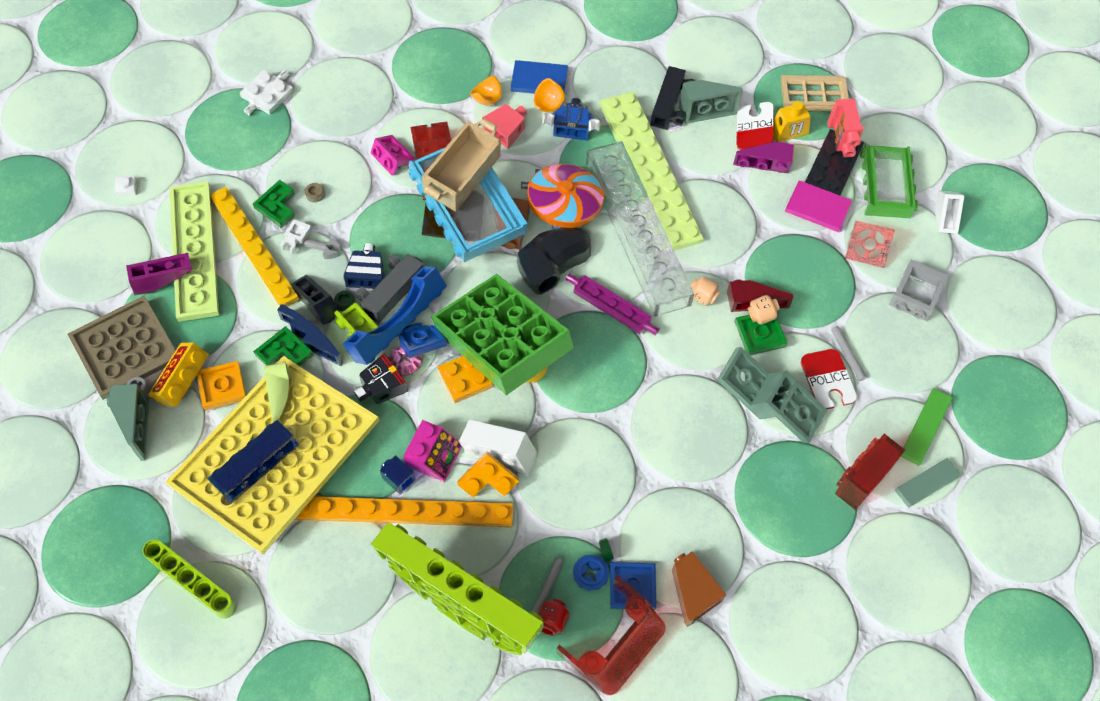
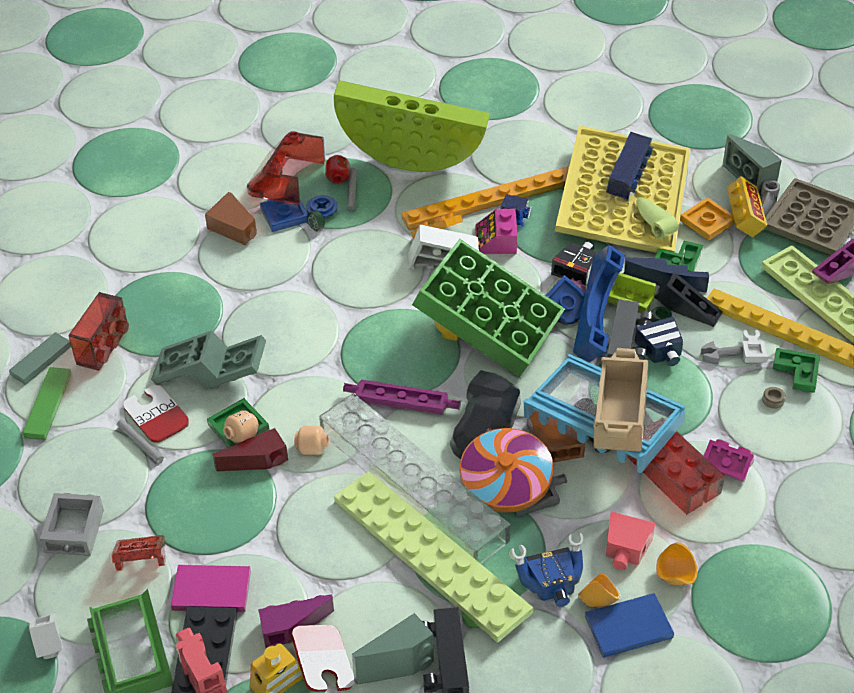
camera: 160 degrees right, 15 degrees down
(182, 571) = (621, 110): lime beam -> none

